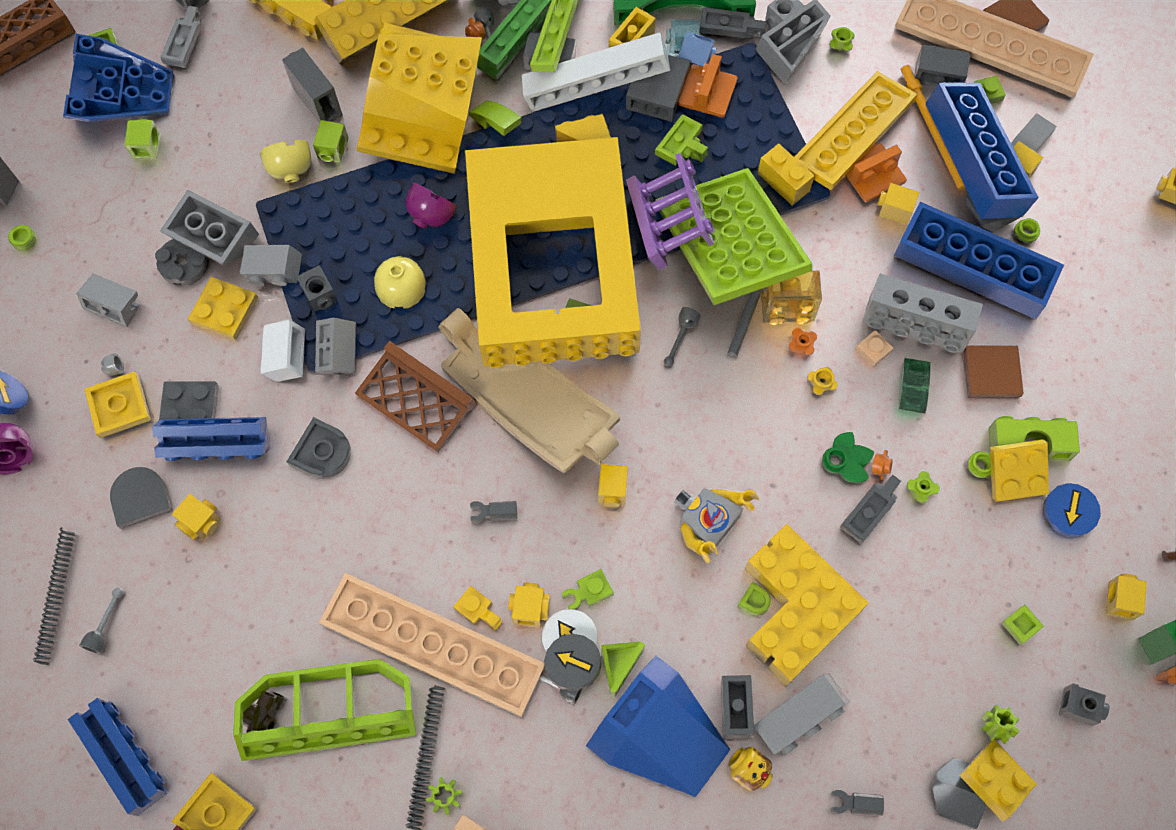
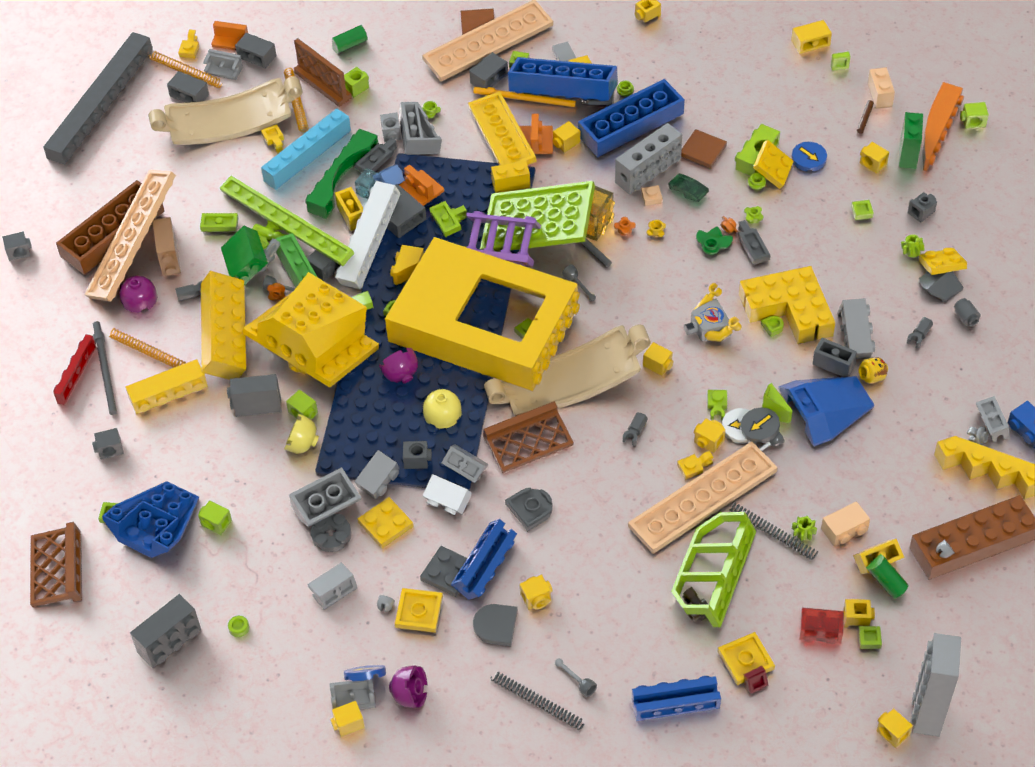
camera: 60 degrees left, 15 degrees down
(182, 39) = (146, 463): light grey hinge -> none

